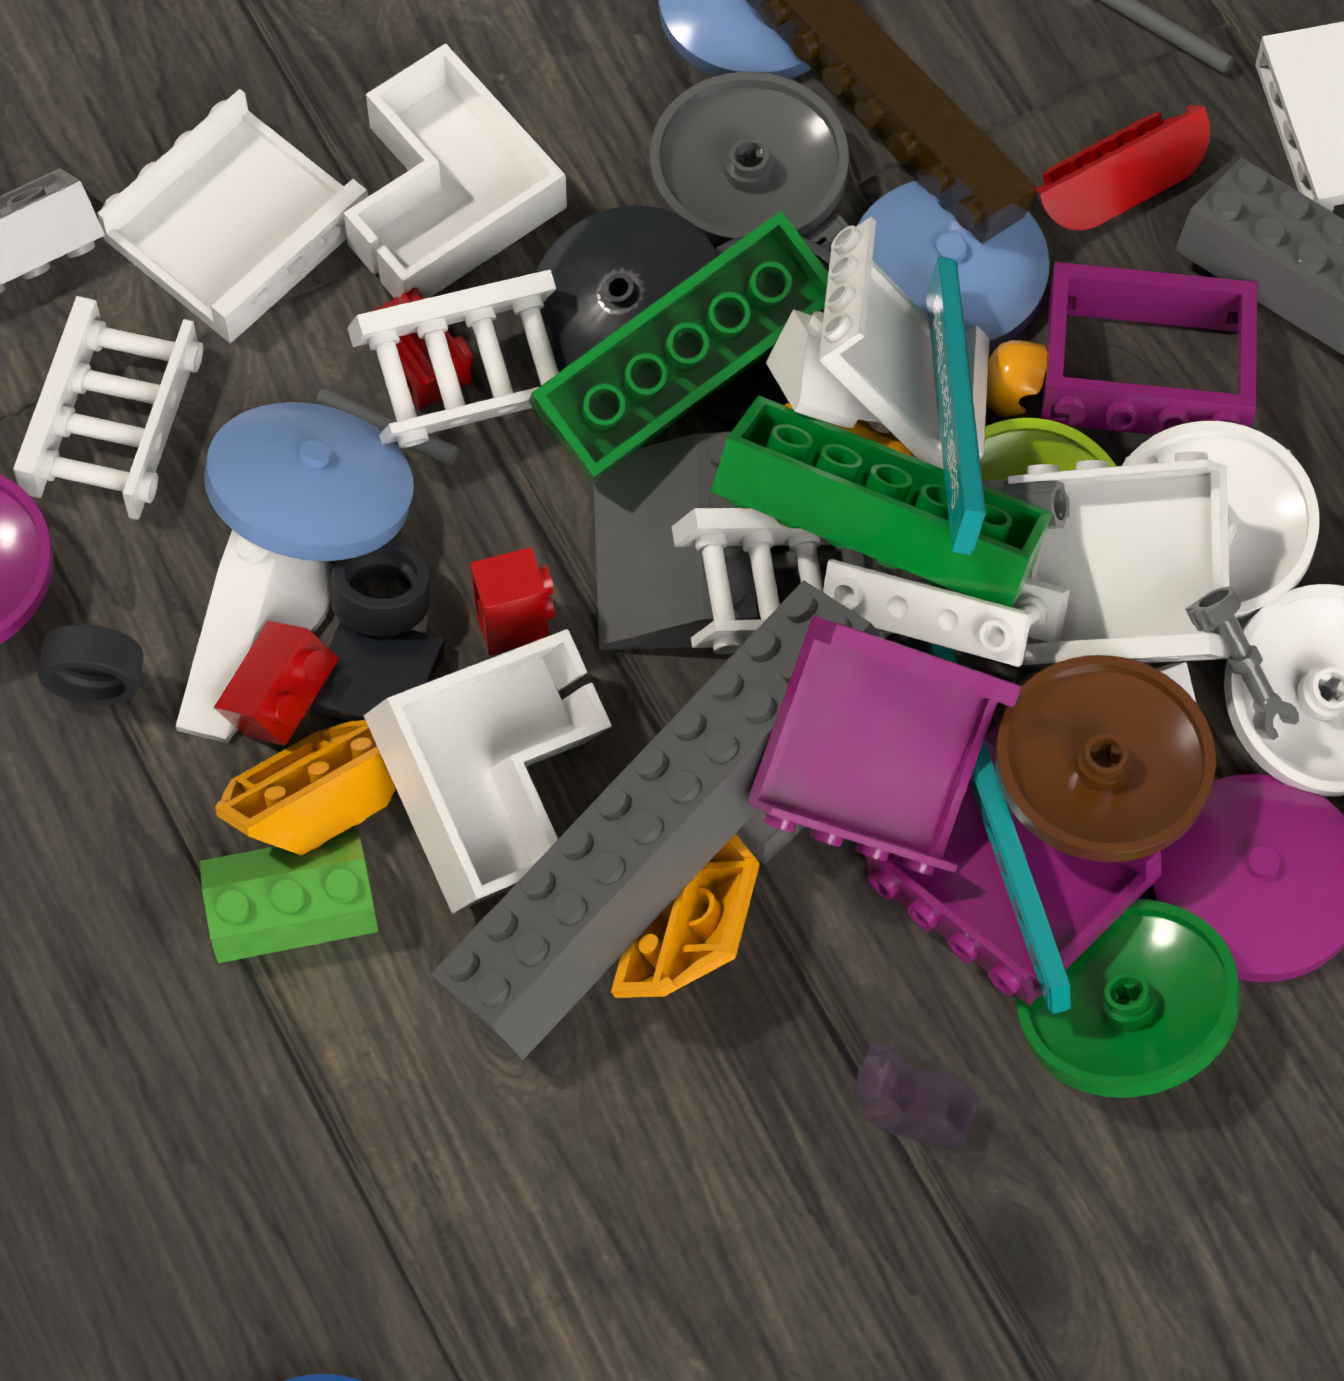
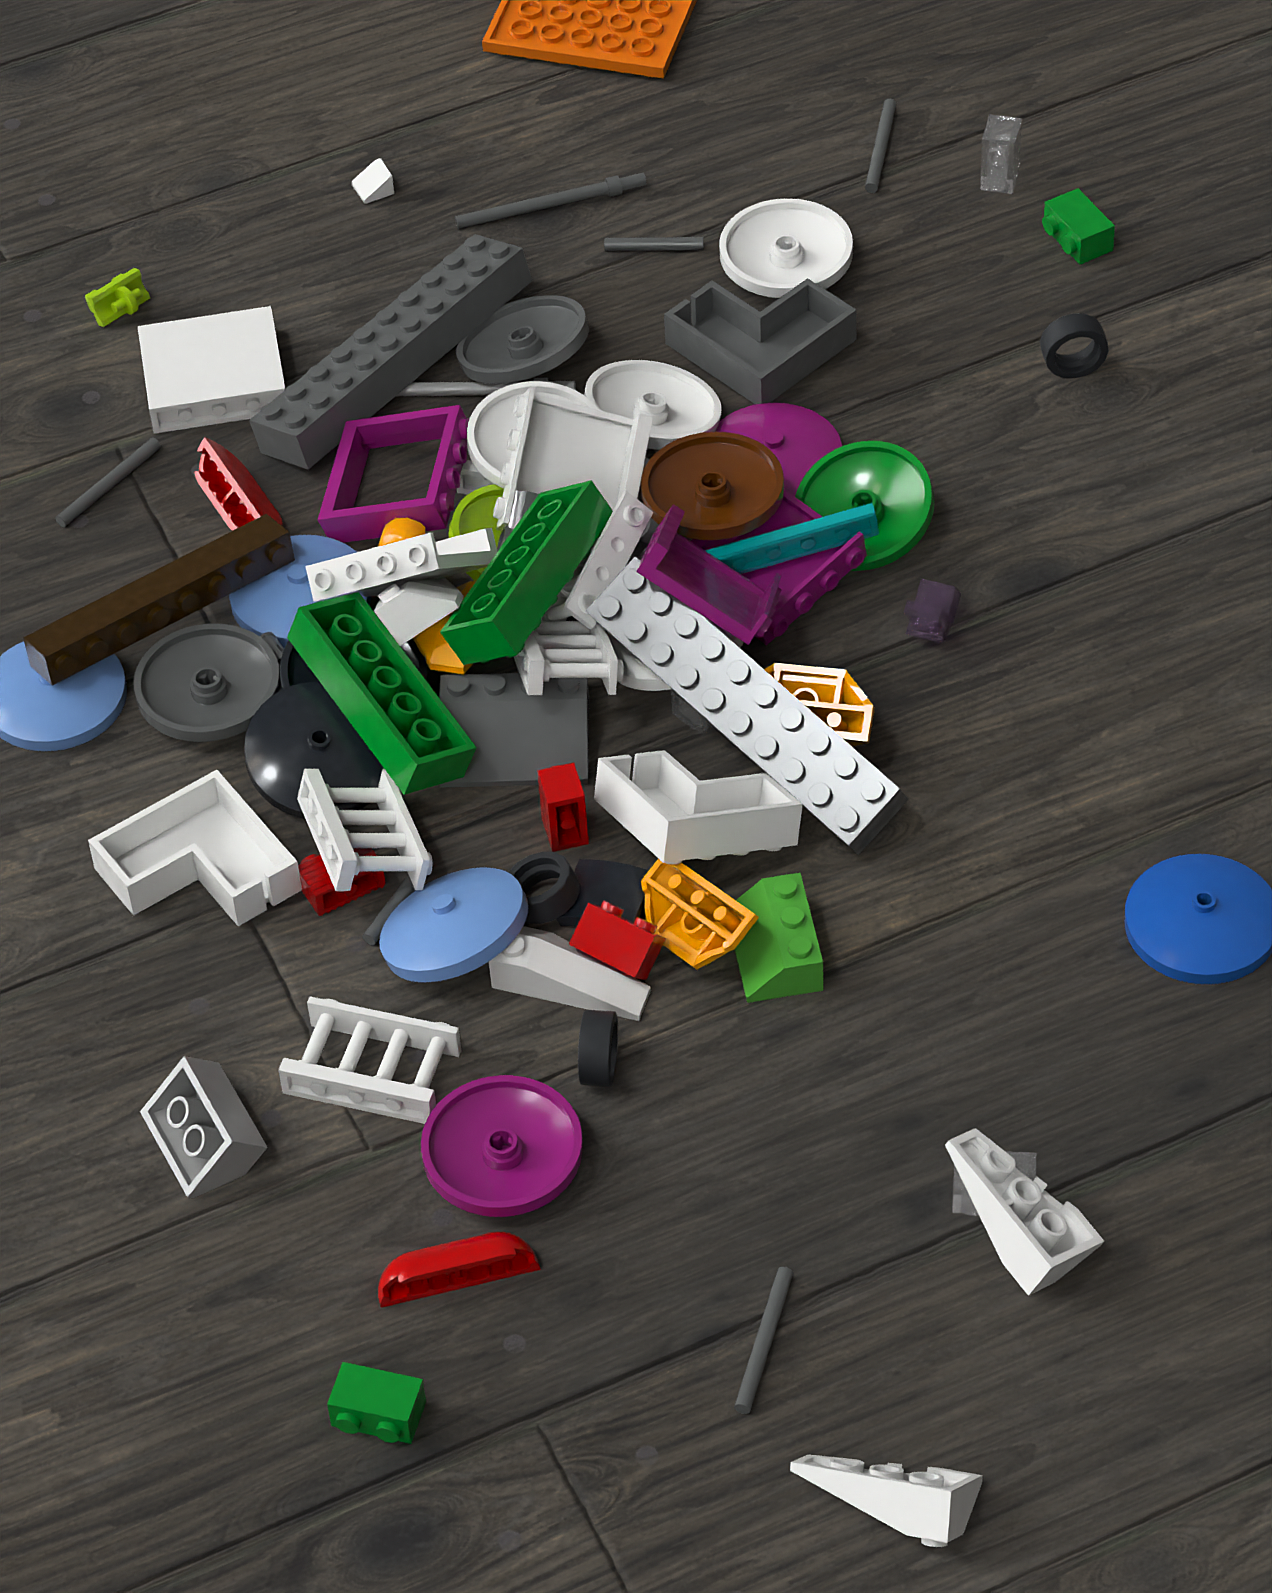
camera: 85 degrees left, 15 degrees down
(229, 218) = (210, 990): white panel -> none
(955, 407) = (491, 518): teal tile -> none
(1218, 611) = (623, 410): dark grey piece -> none

